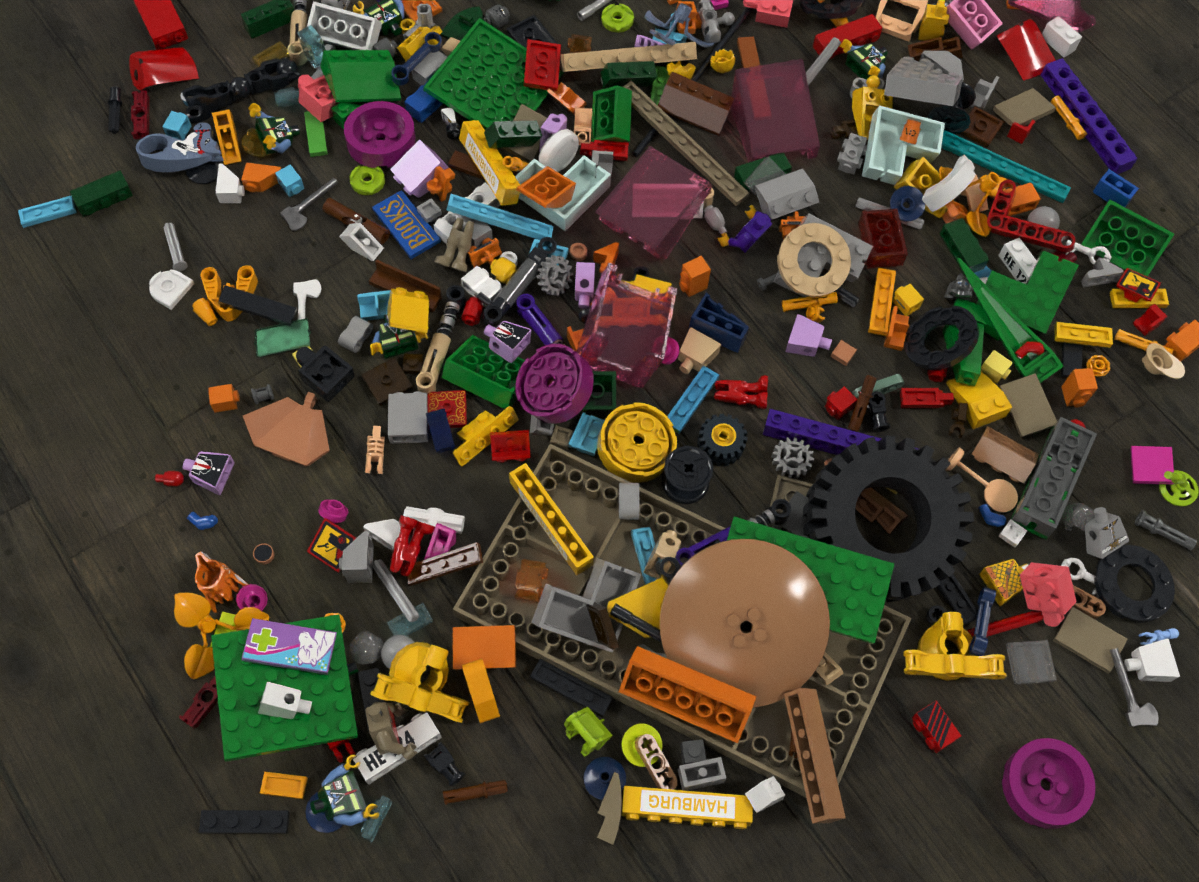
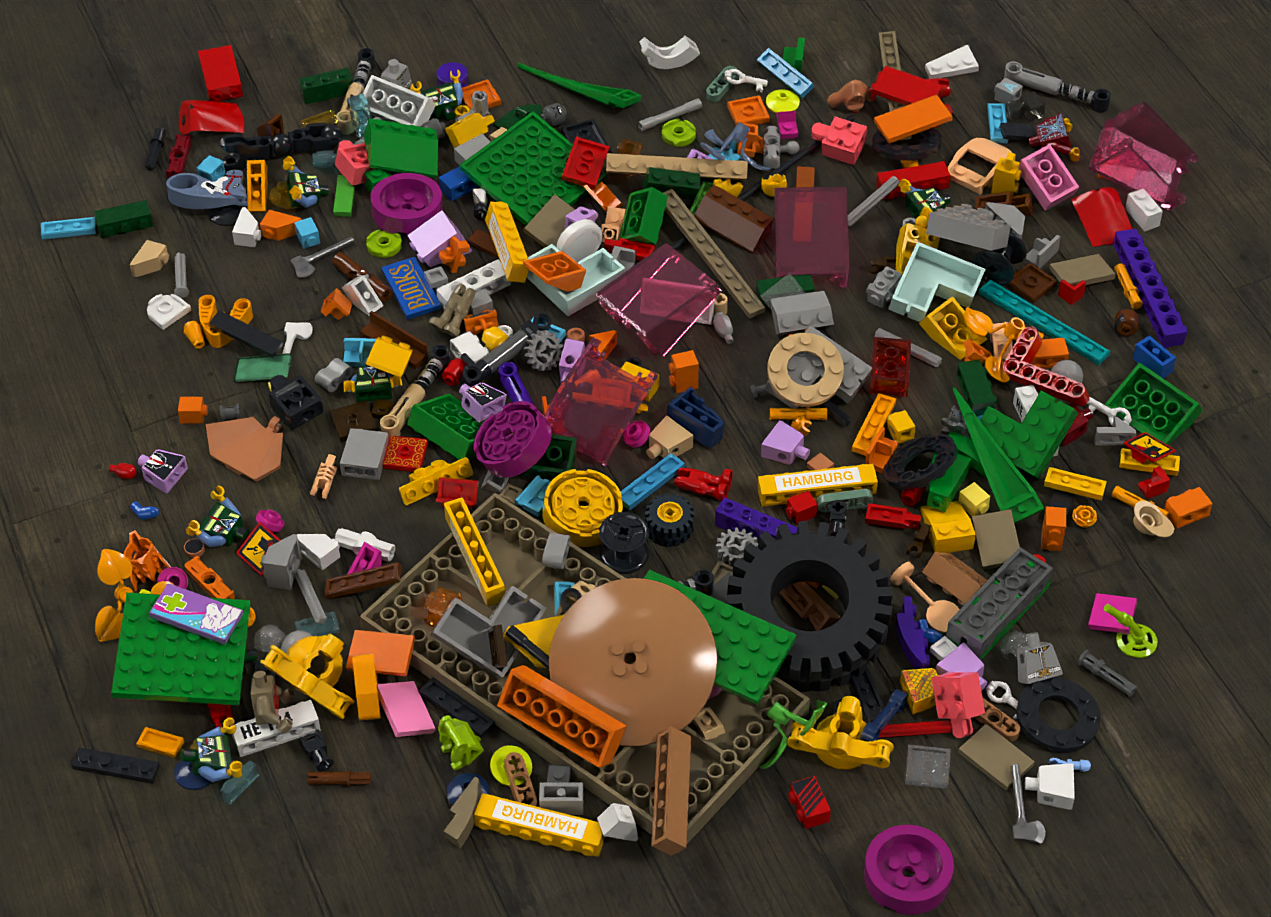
camera: 15 degrees right, 15 degrees down
(138, 234) = (149, 259): none -> tan slope
(199, 708) = (99, 666): dark red piece -> none
(226, 71) = (271, 126): none -> reddish brown slope
(275, 699) = (176, 651): white torso -> none
(278, 581) = (200, 572): none -> orange piece
(284, 524) = (221, 524): none -> torso
(339, 256) = (337, 305): none -> orange panel
(405, 550) = (330, 562): red piece -> none
(416, 58) = (461, 140): dark blue piece -> none
(440, 430) = (392, 467): clear blue brick -> none
(498, 217) = (501, 290): medium azure plate -> none
(512, 134) = (536, 217): dark green brick -> none
(514, 163) = (529, 243): light orange pin -> none
(521, 701) = (405, 709): none -> bright pink tile
(750, 233) = (754, 341): dark purple torso -> none
(850, 374) = (780, 487): none -> yellow brick
(863, 400) = (822, 505): reddish brown axle -> none
(893, 646) = (782, 716): none -> bright green plant
(911, 131) = (945, 270): orange piece -> none
(913, 198) = (926, 330): dark blue dish -> none
(951, 185) = (972, 324): white arch -> none
(984, 531) = (910, 637): none -> dark purple slope
(1034, 347) = (1015, 484): red arm -> none
(1036, 549) = (962, 660): none -> lavender torso
(1078, 156) = (1126, 322): none -> reddish brown head

